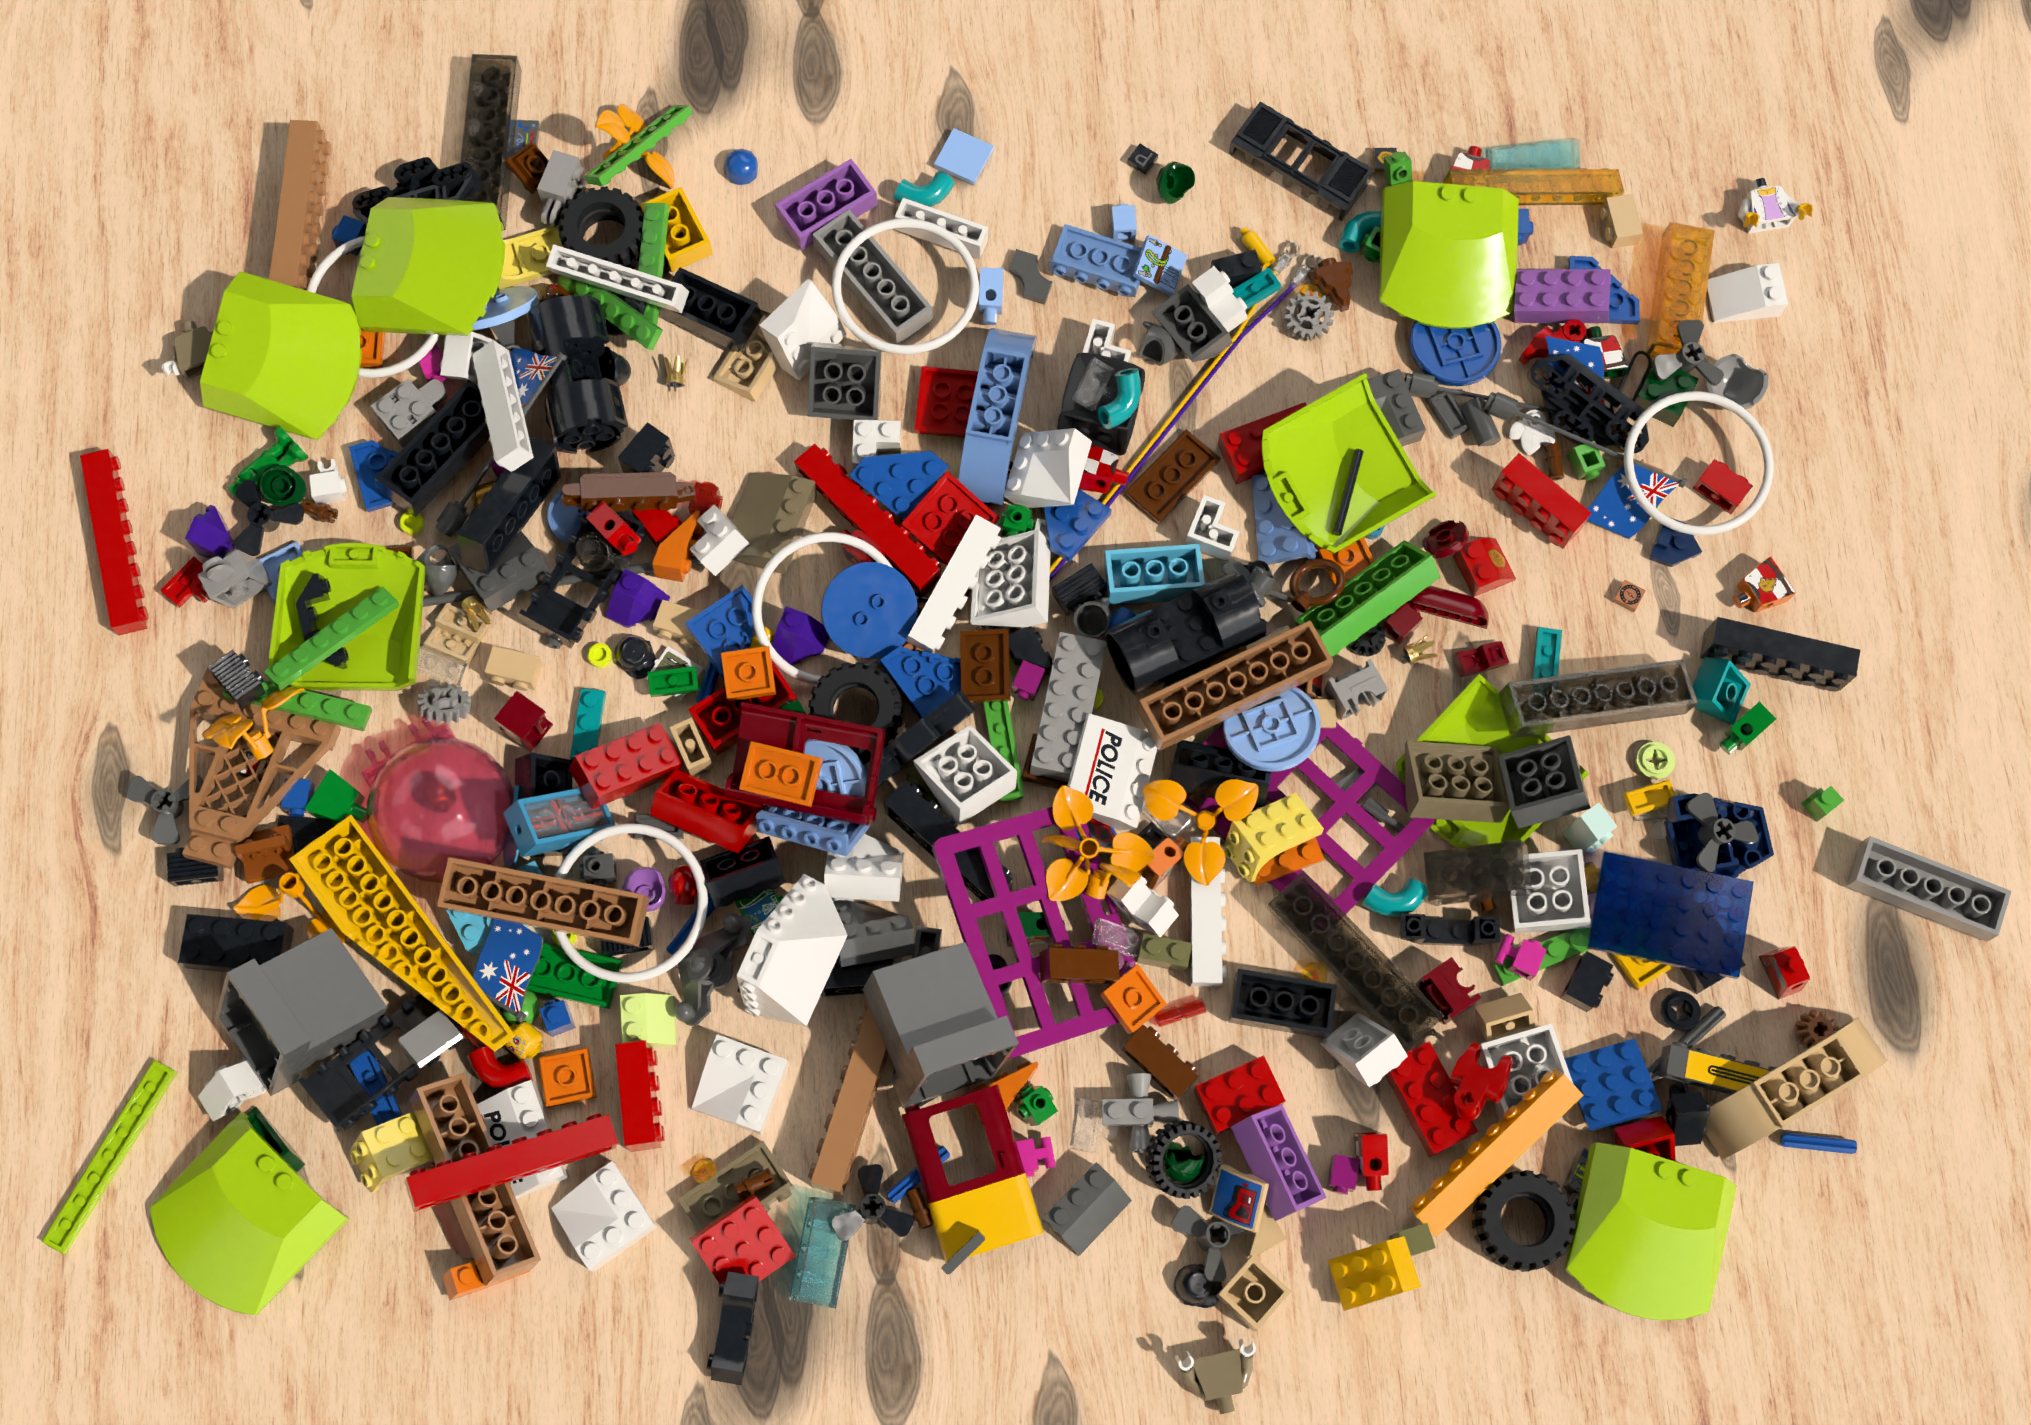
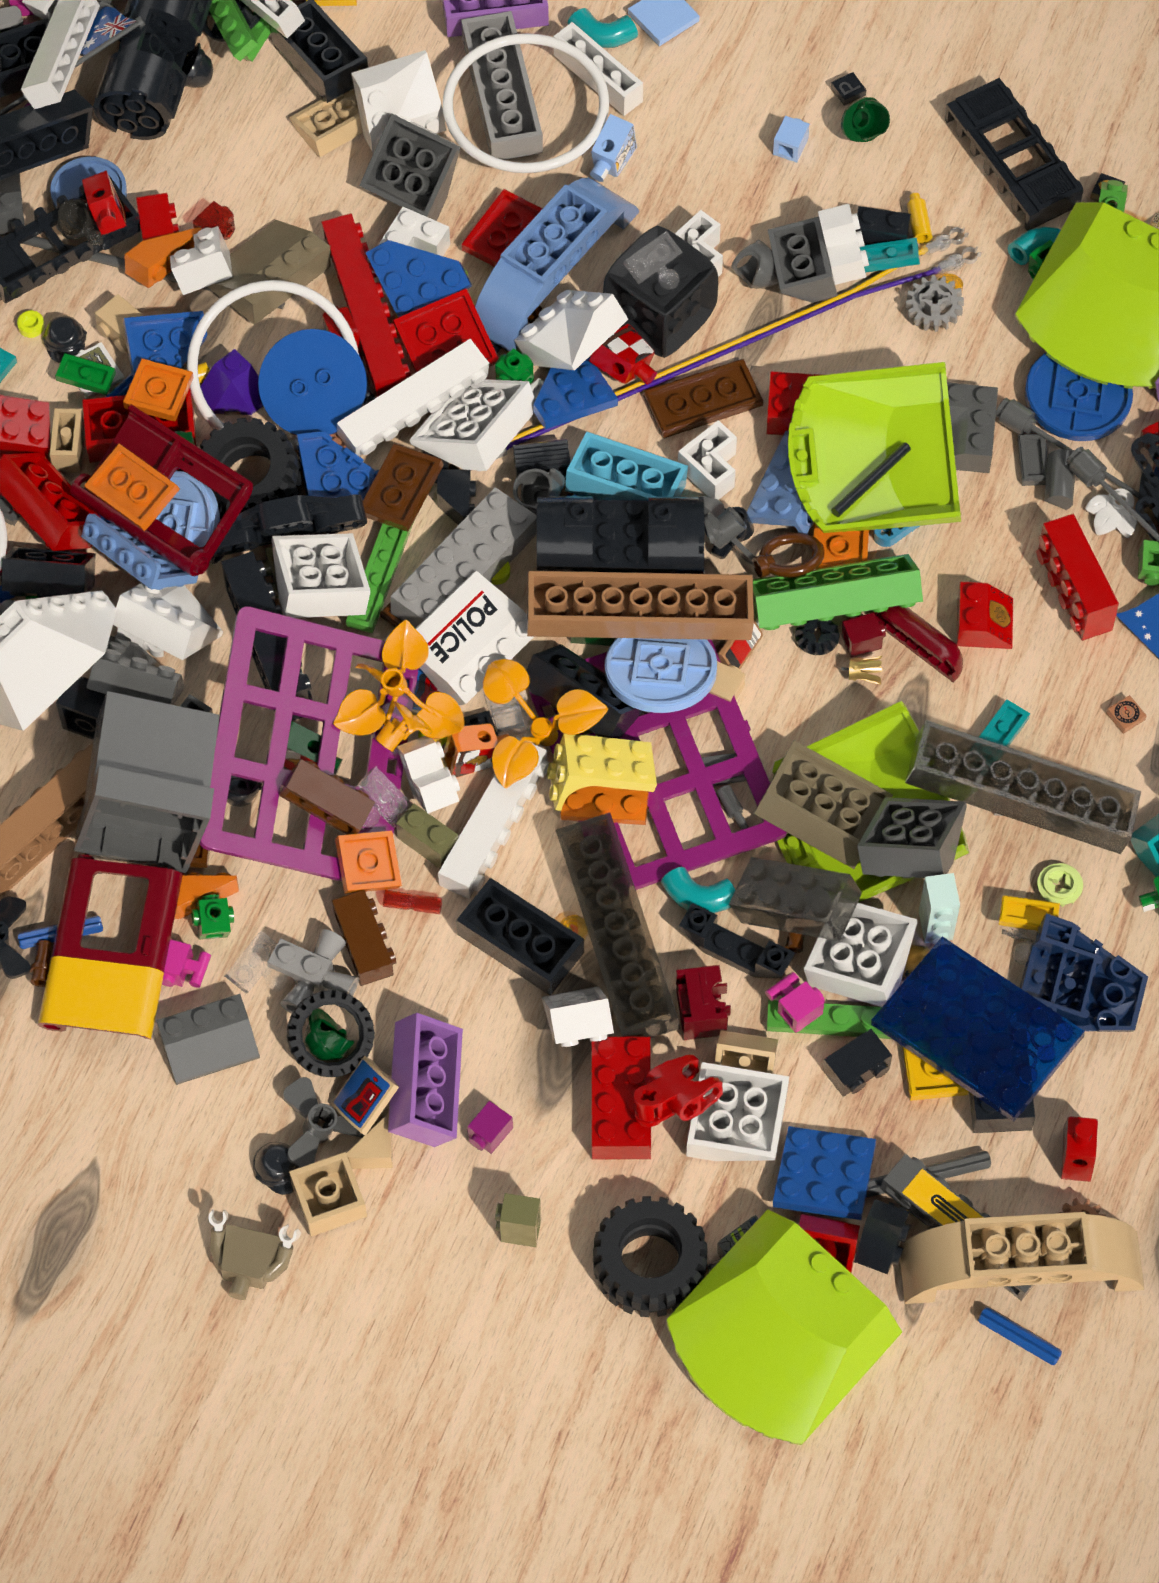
camera: 30 degrees right, 10 degrees down
(627, 491) = (139, 177): reddish brown hinge -> none
(634, 600) = (91, 284): dark purple slope -> none
(647, 452) = (179, 158): black brick -> none
(676, 377) = (251, 102): pearl gold piece -> none
(963, 1253) = (56, 1012): dark grey tile -> none
(1025, 268) = (666, 142): dark grey tile -> none
(1028, 681) = (438, 523): magenta brick -> none
(1096, 260) = (745, 165): medium blue bracket -> none
(1126, 400) = (675, 286): teal cylinder -> none
(1159, 265) = (804, 191): light blue tile -> none
(1238, 1094) = (430, 993): red brick -> none
(1334, 281) = (982, 280): reddish brown rock -> none
(1355, 687) = (773, 674): light grey piece -> none
(1368, 1147) = (531, 1112): red torso -> none
(1374, 1273) = (459, 1226): yellow brick -> none
(1446, 539) = (954, 571): dark red tile -> none
(1481, 659) = (934, 707): dark red slope -> none
(1495, 1151) = (656, 1171): light orange brick -> none
(1553, 457) = (1120, 546): reddish brown pin -> none
(1690, 1007) = (945, 1126): black gear -> none
(1704, 810) = (1073, 942): dark grey piece -> none

